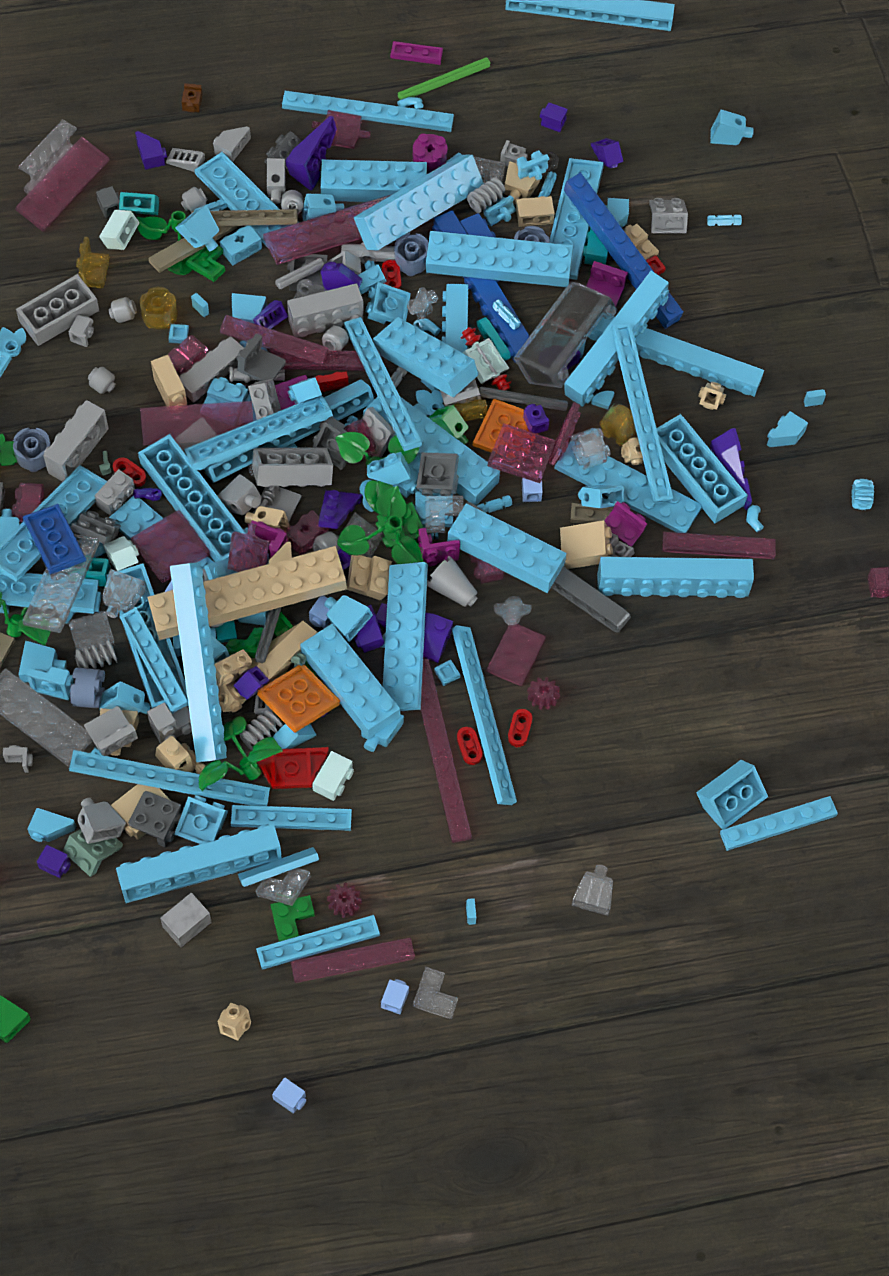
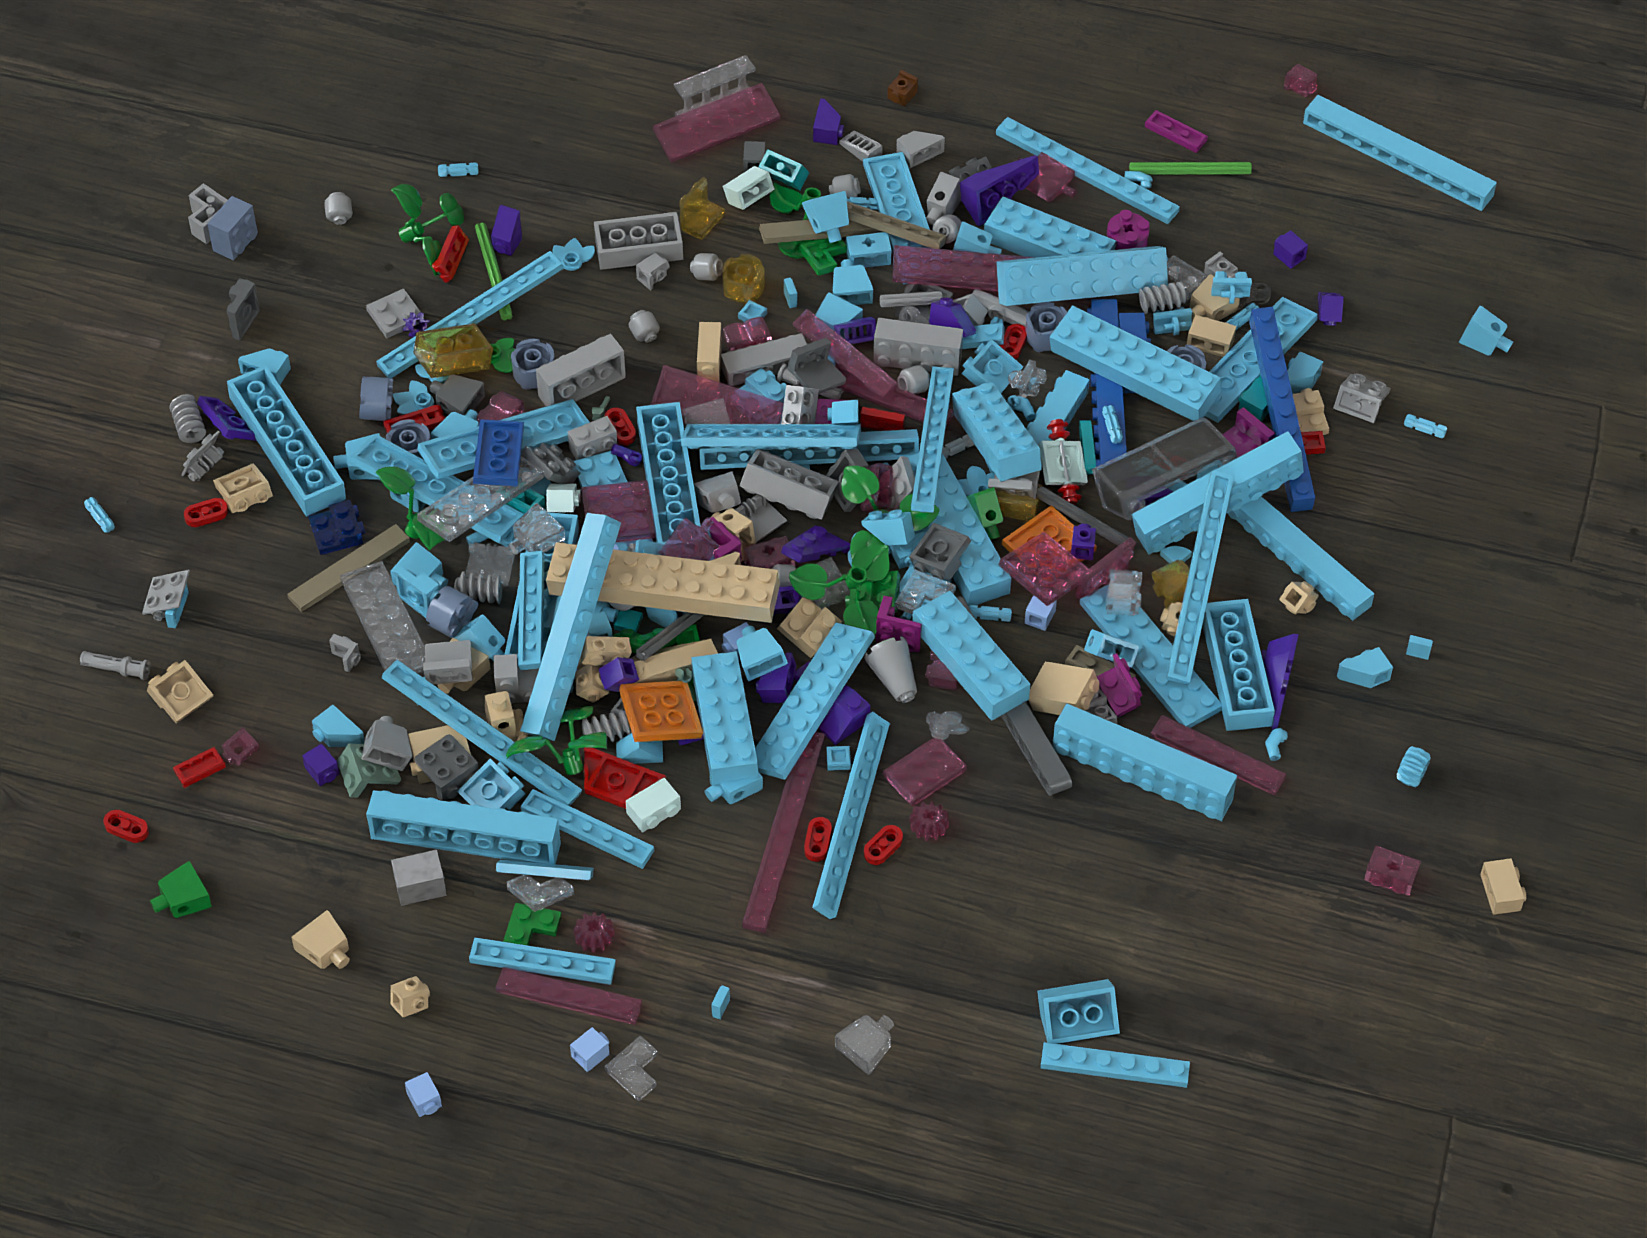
camera: 30 degrees right, 10 degrees down
(140, 1008) = (322, 942): none -> tan torso
(243, 277) = (852, 283): none -> medium azure torso

